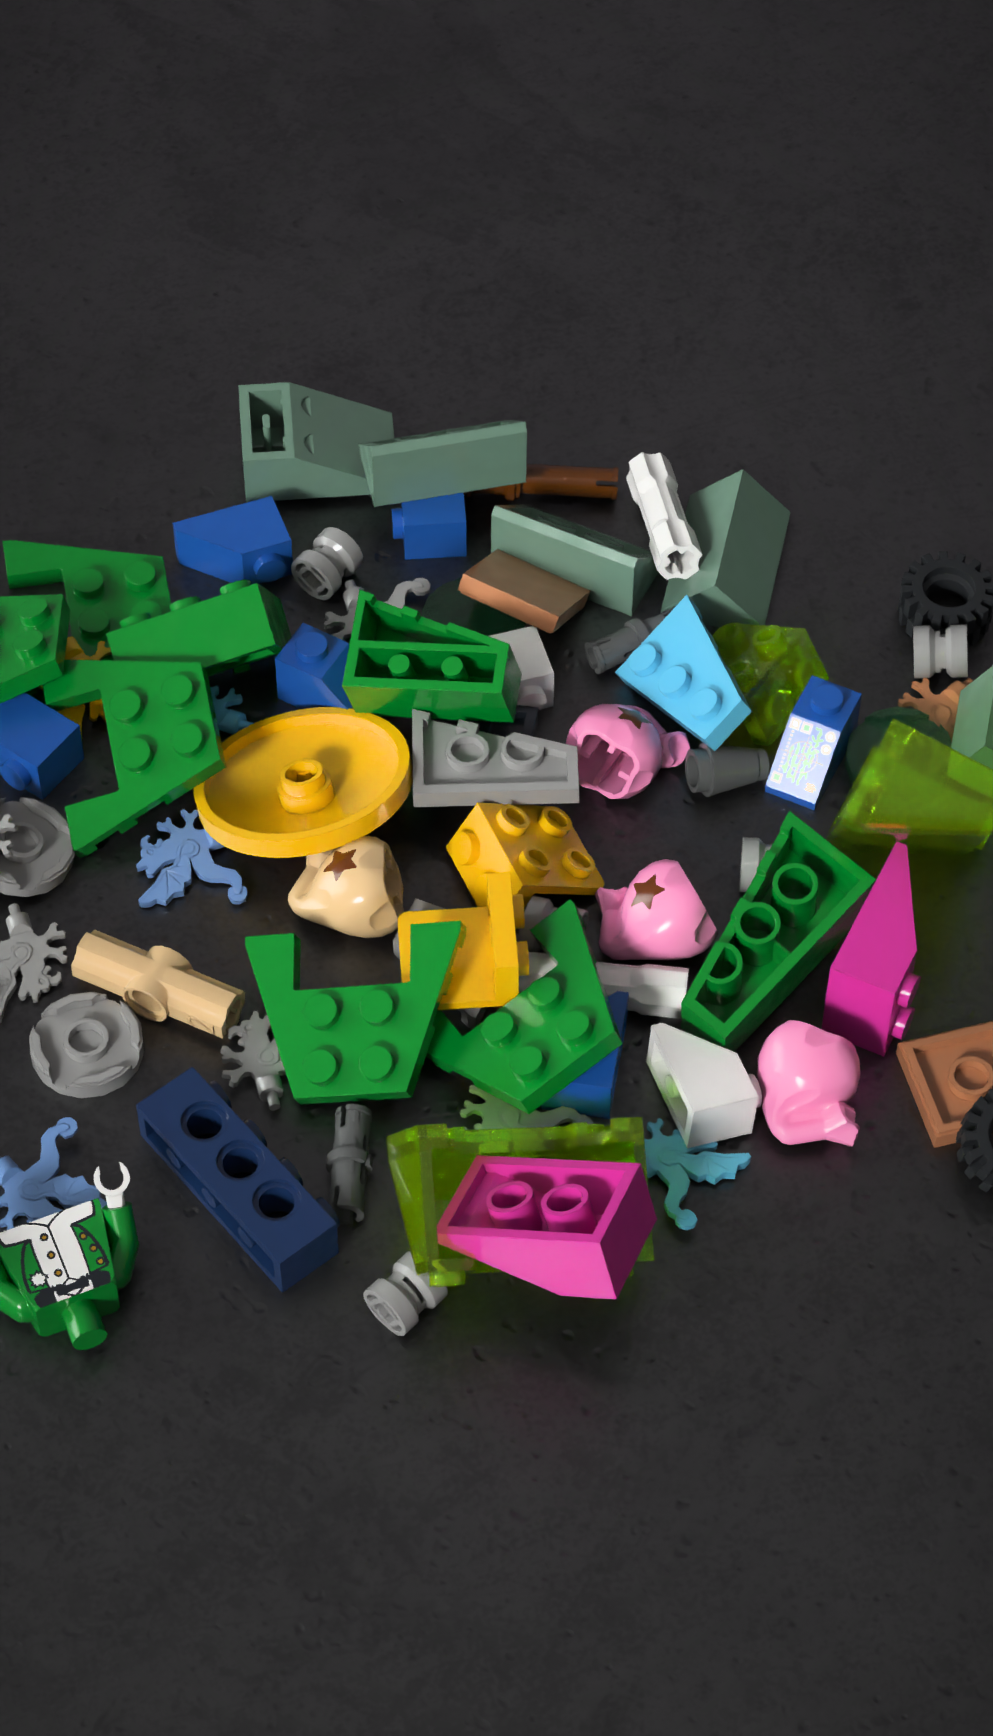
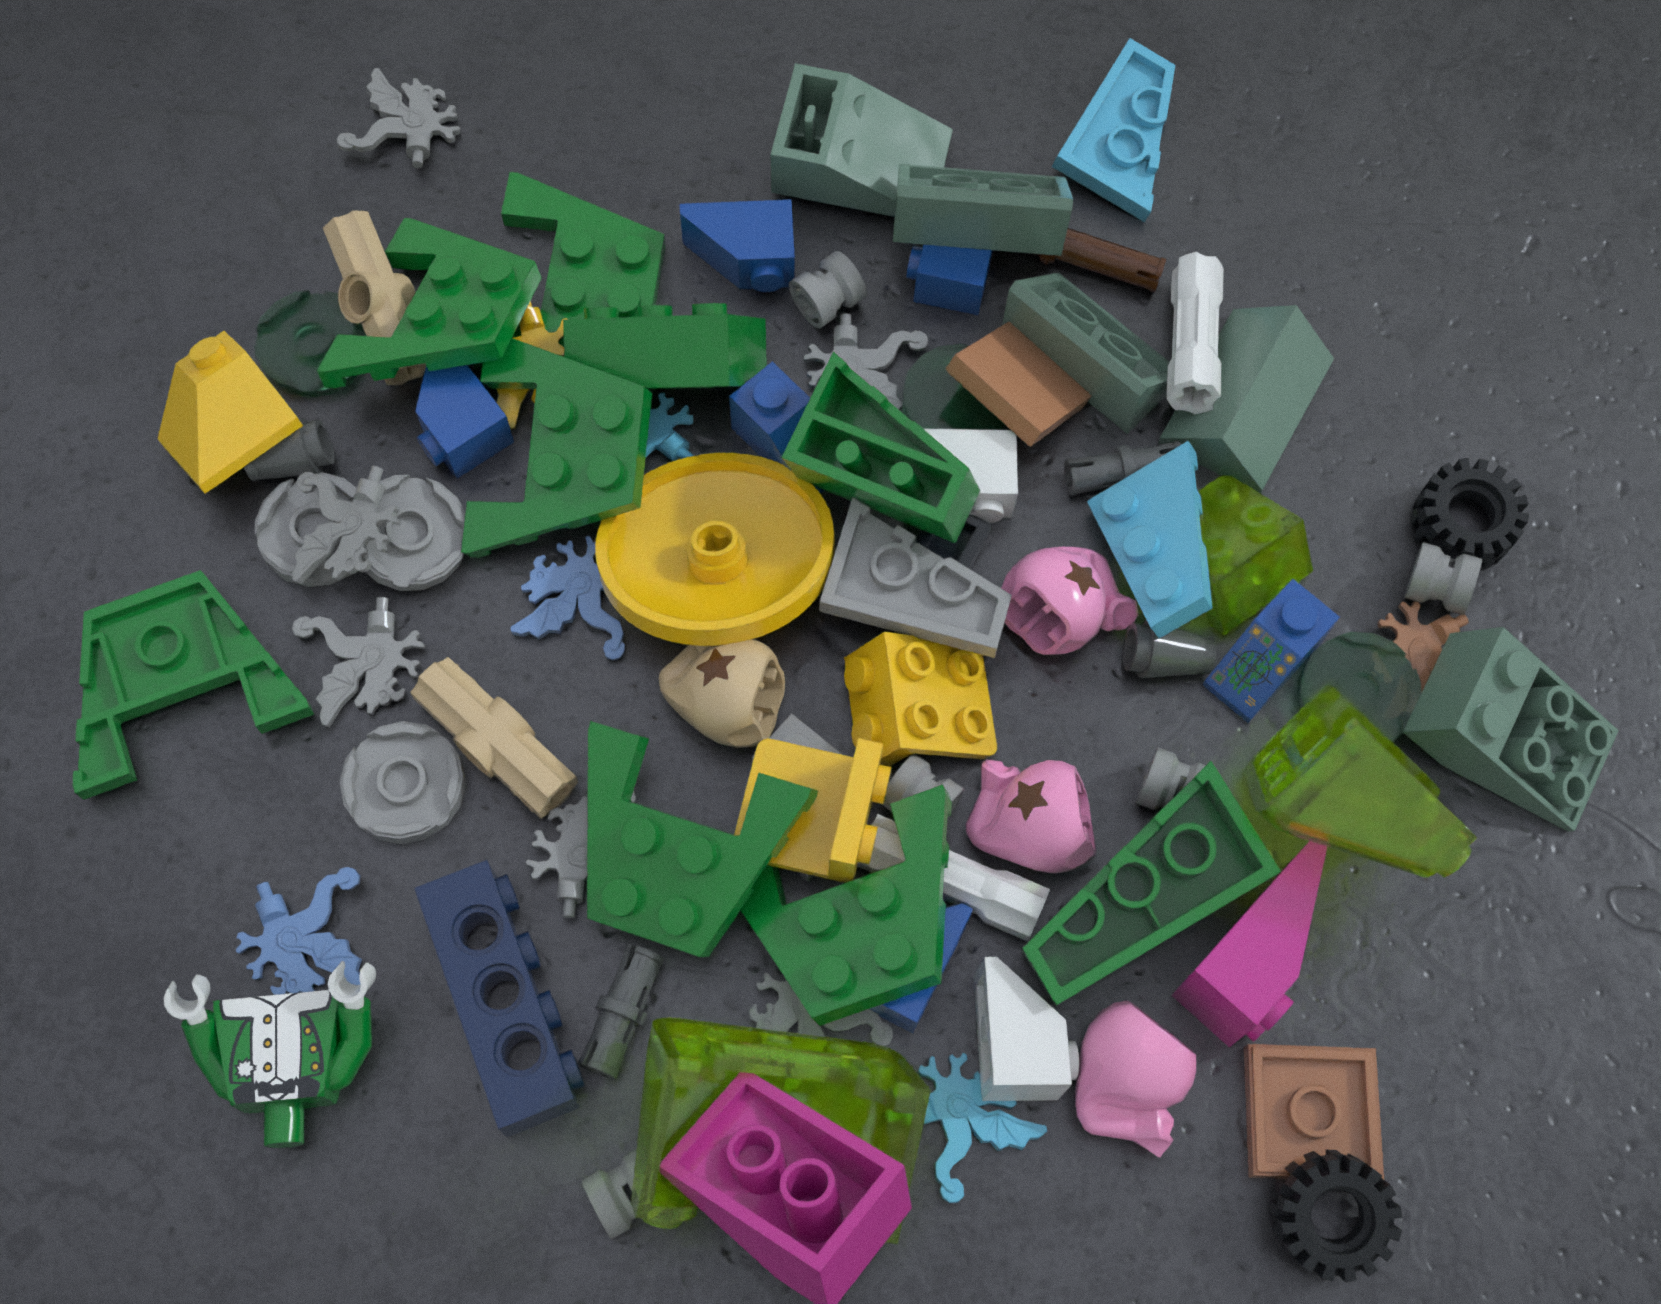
camera: 15 degrees right, 15 degrees up
(543, 378) = (1121, 131): none -> medium azure wing

